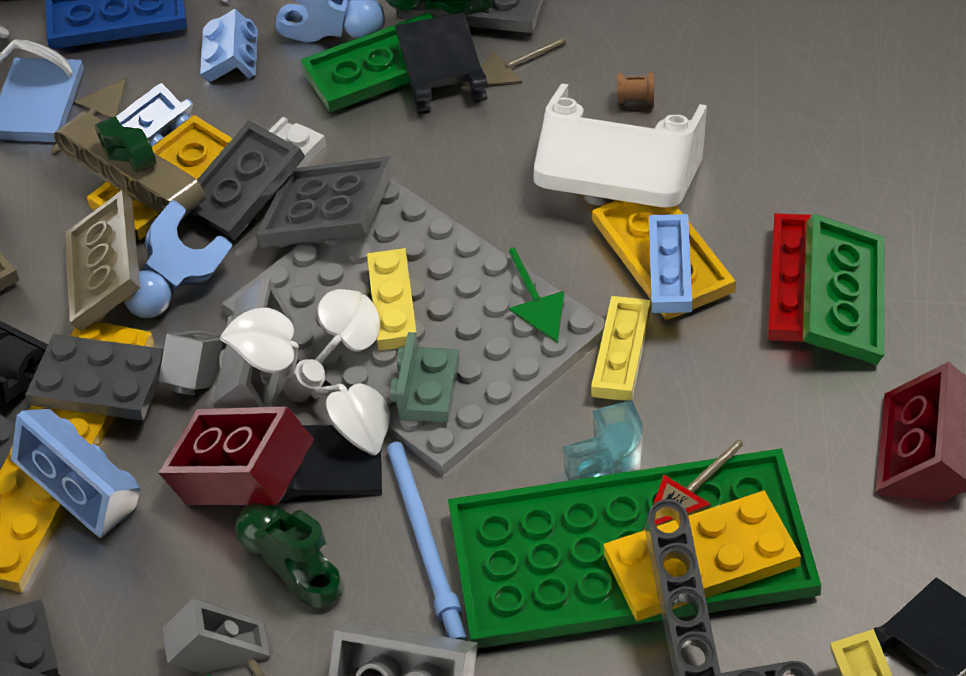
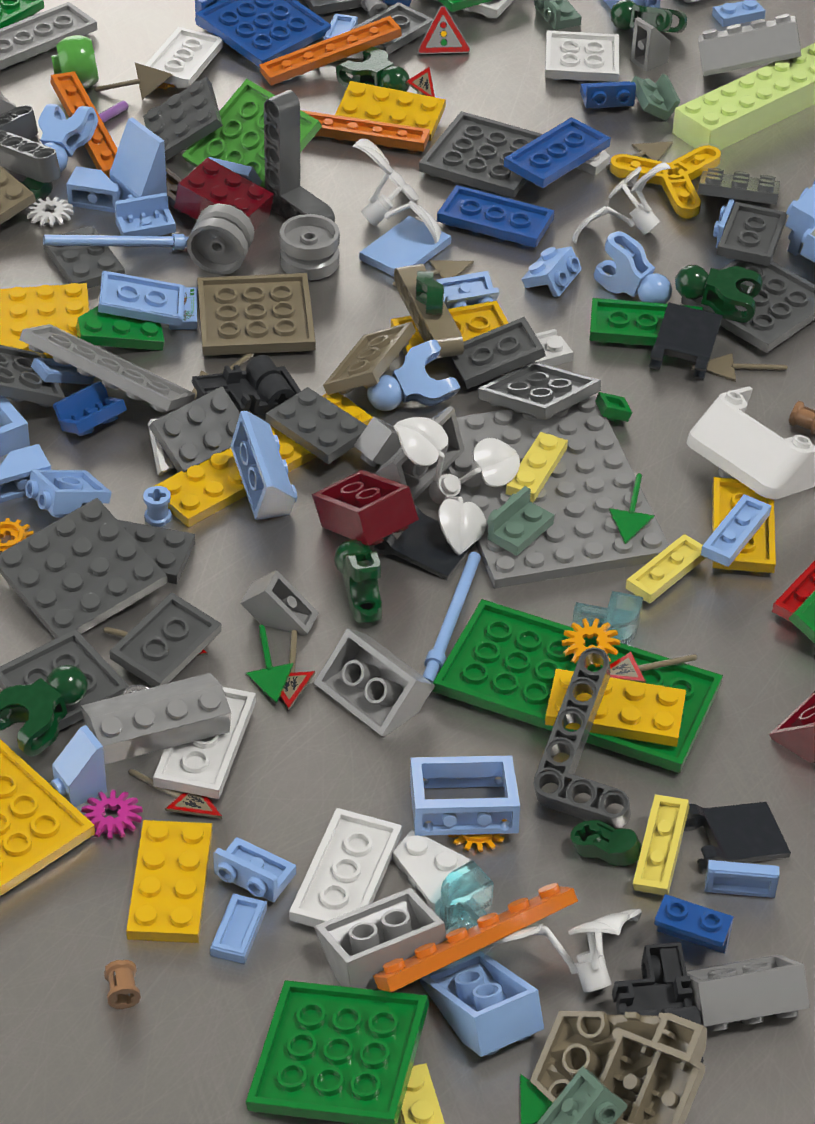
camera: 25 degrees right, 5 degrees down
(419, 180) = (613, 407): none -> green plate
(627, 500) = (577, 641): none -> light orange gear

